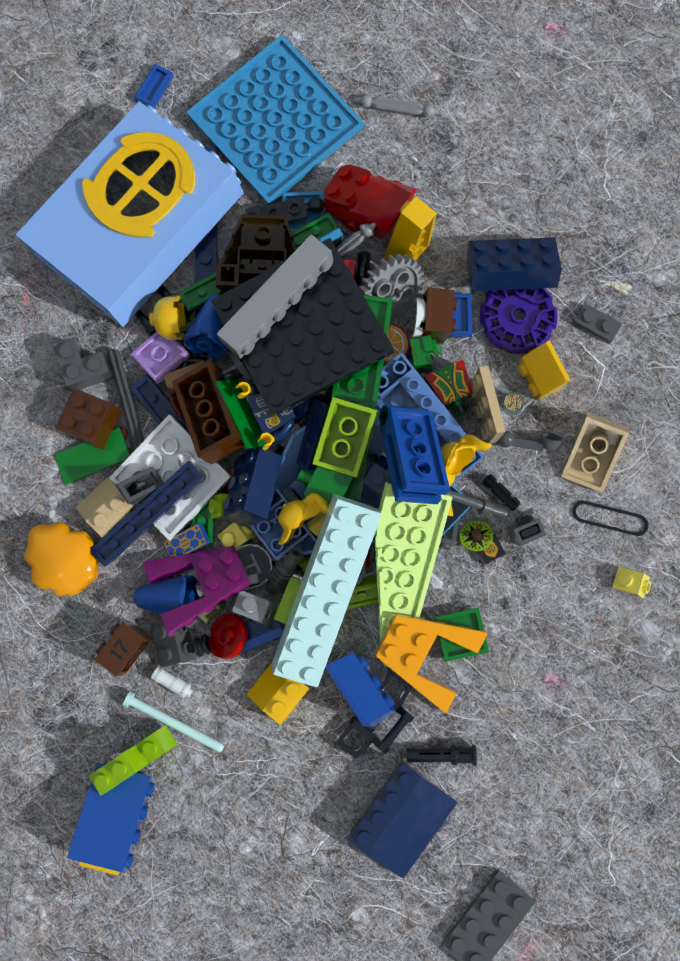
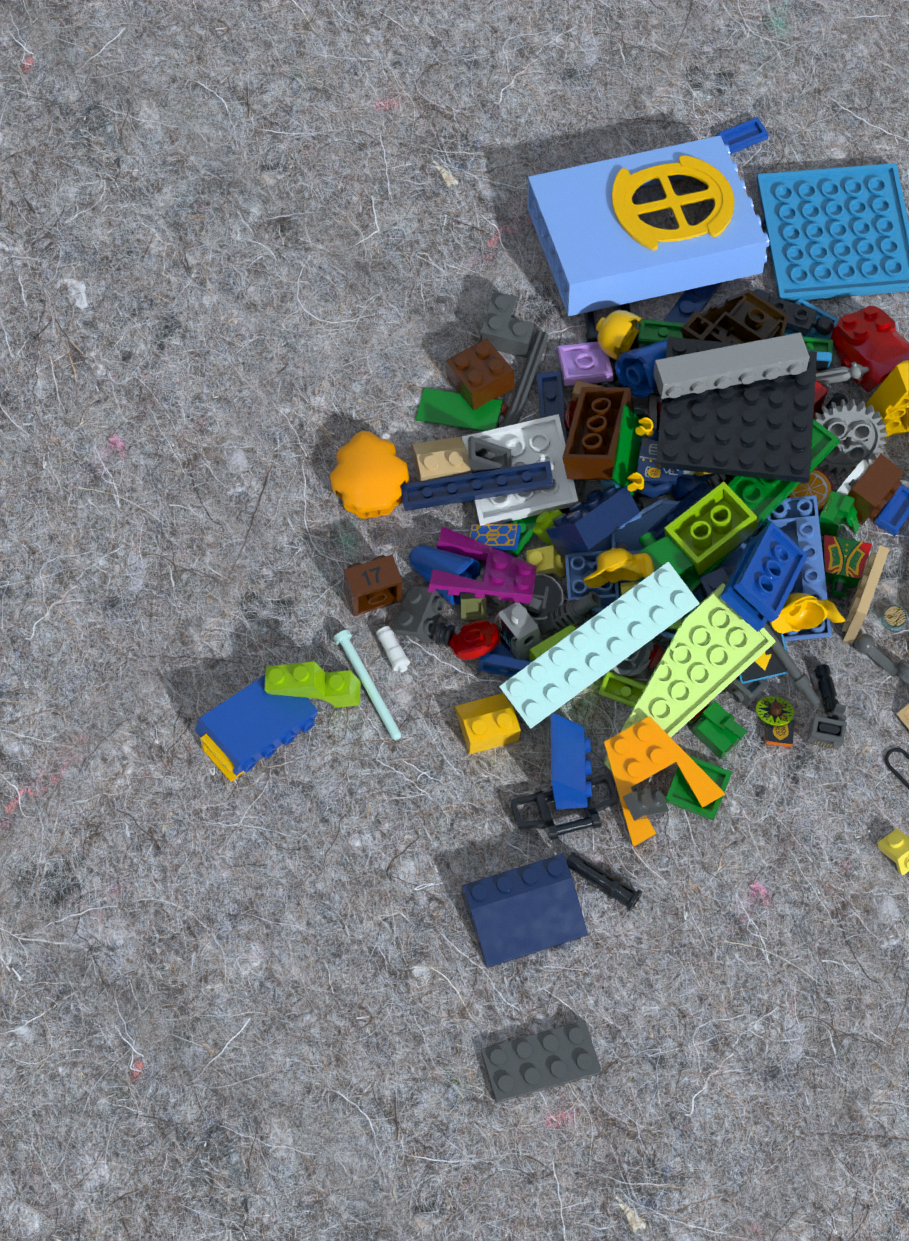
camera: 30 degrees right, 15 degrees down
(435, 679) = (646, 803): none -> dark grey plate
(448, 581) = (718, 730): none -> green piece

